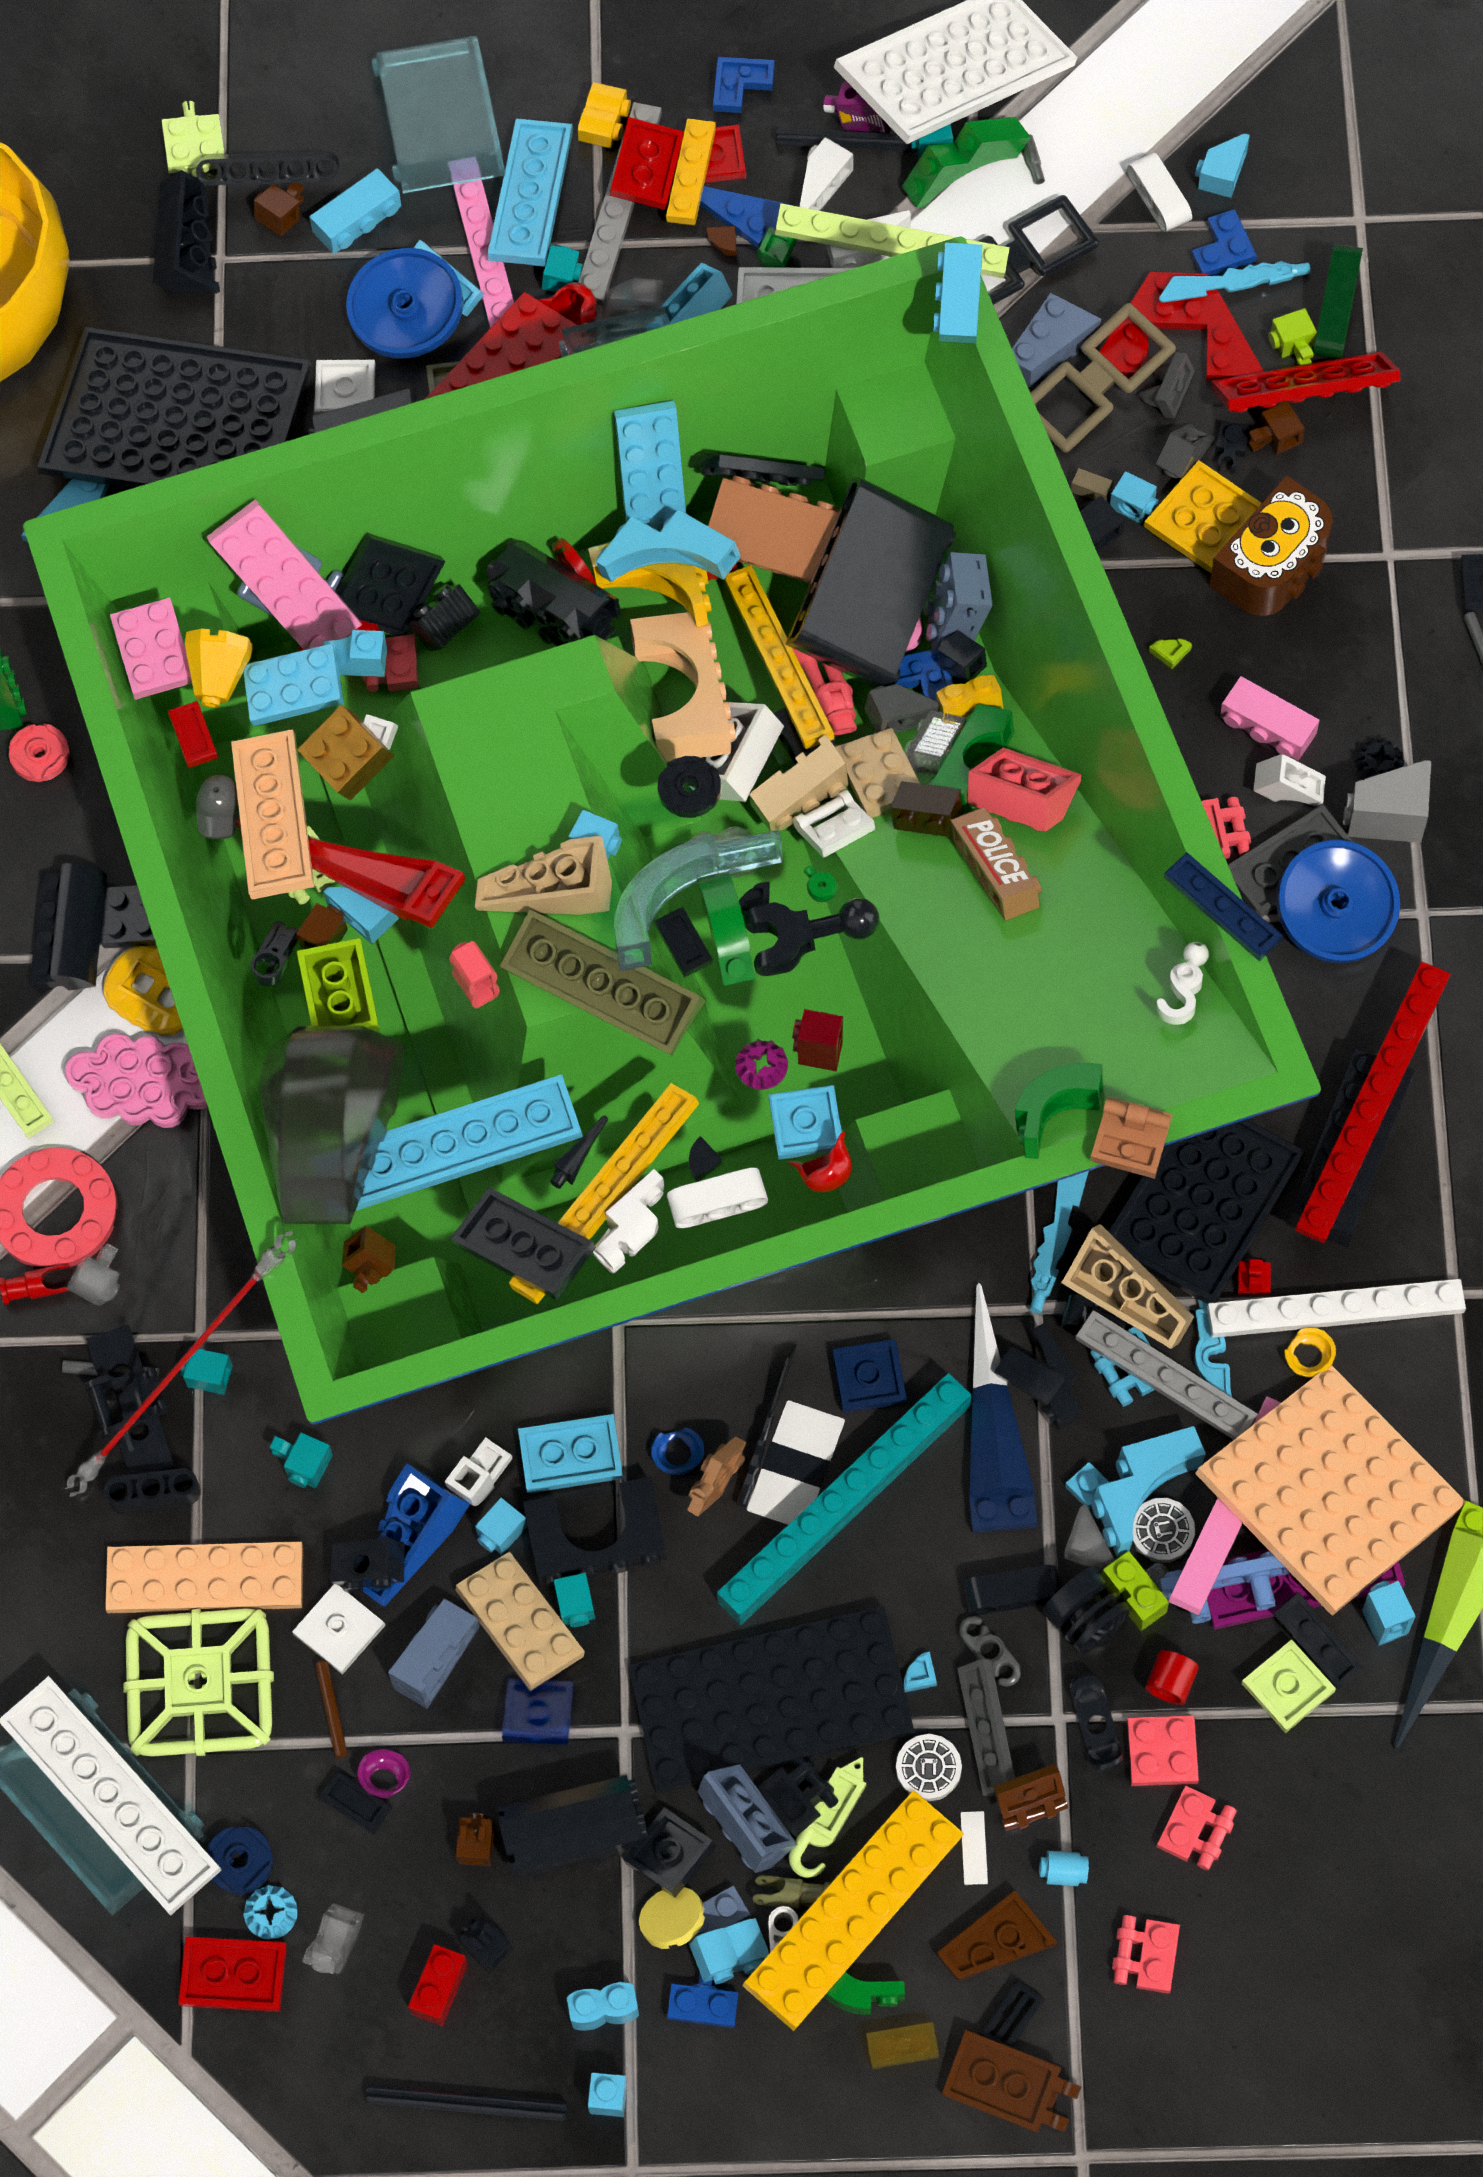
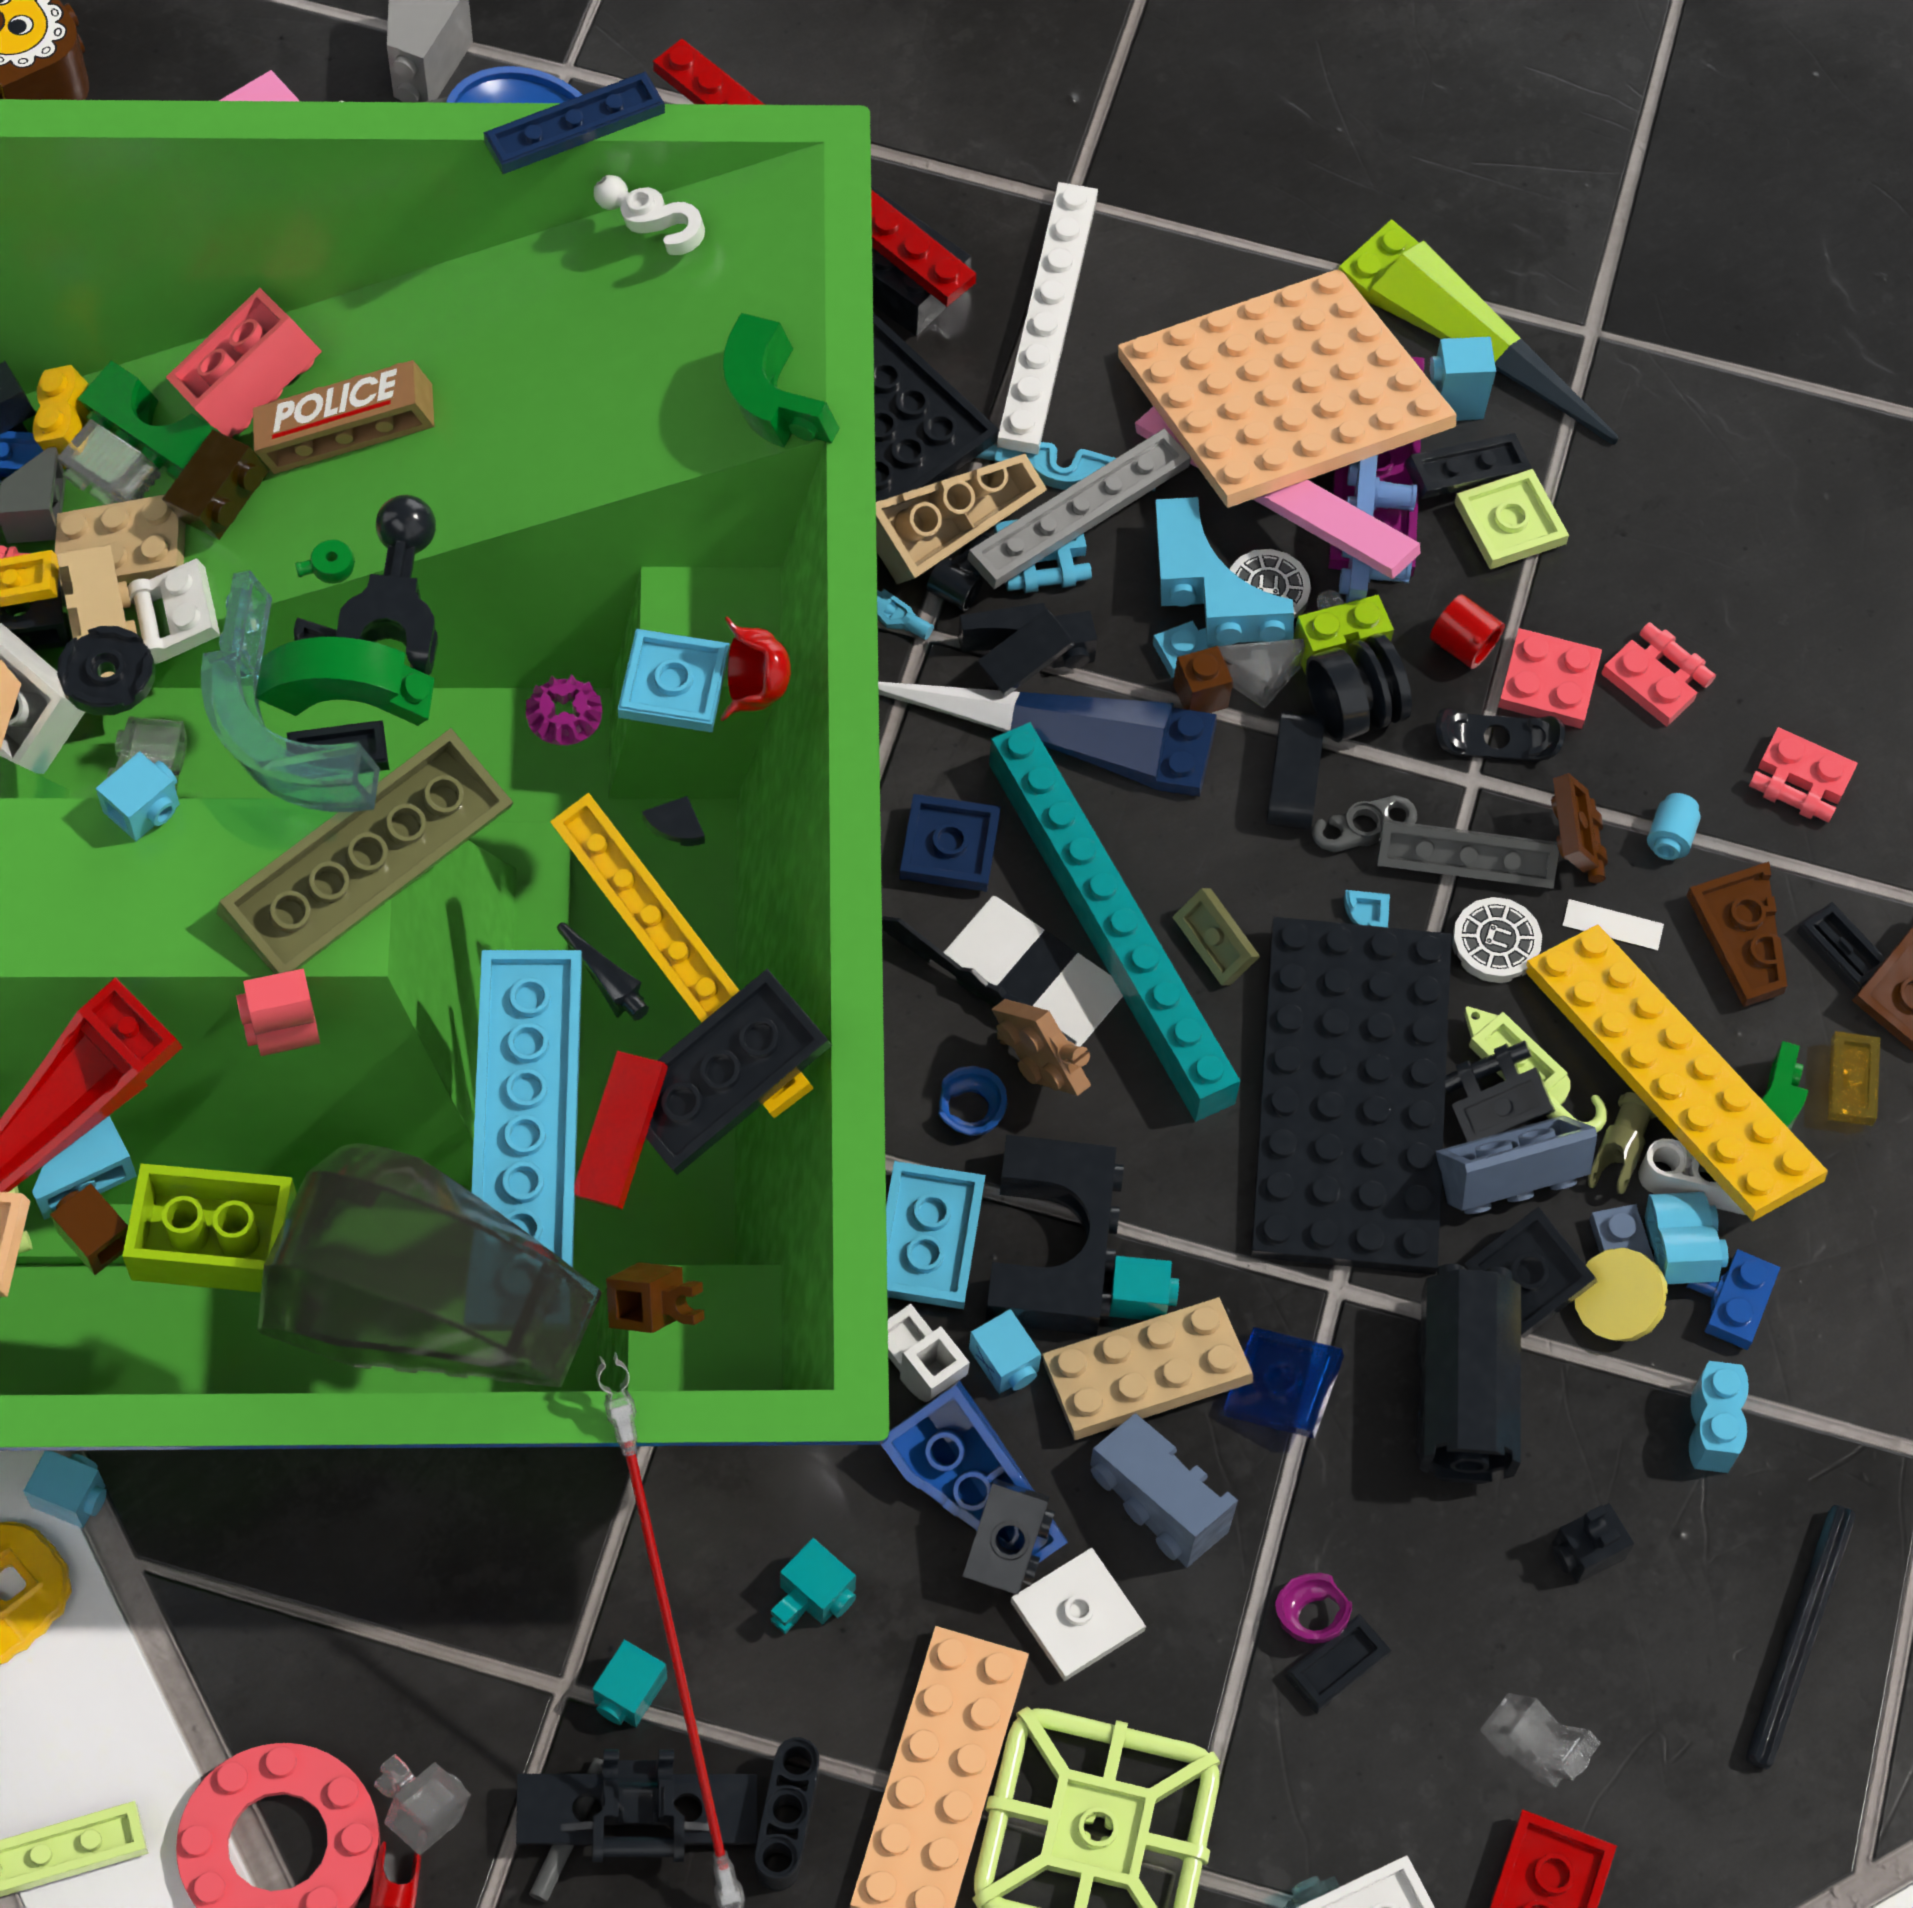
camera: 80 degrees left, 5 degrees down
(137, 1080) = (127, 1656): bright pink plate -> none
(259, 1860) = (1387, 1817): dark blue plate -> none
(276, 949) = (92, 1303): black piece -> none
(281, 1922) = (1447, 1834): medium azure gear -> none
(331, 1710) = (1193, 1658): reddish brown bar -> none
(438, 1985) = (1636, 1619): red brick -> none
(465, 1198) = (619, 1130): none -> red tile
(475, 1840) = (1443, 1513): reddish brown brick -> none
(559, 882) = (186, 861): tan wedge -> none
(607, 2094) = (1839, 1446): medium azure brick -> none
(630, 1223) = (738, 930): white plate -> none
(717, 1198) = (743, 817): white beam -> none
(818, 1039) = (571, 615): dark red brick -> none
(858, 1573) = (1216, 936): none -> olive plate
(1058, 1504) = (1203, 681): none -> reddish brown brick
(1131, 1137) = (856, 311): nougat plate -> none
(1254, 1278) = (978, 386): red tile -> none
(1313, 1337) = (1096, 345): yellow piece -> none
(1367, 765) = (348, 54): black gear -> none

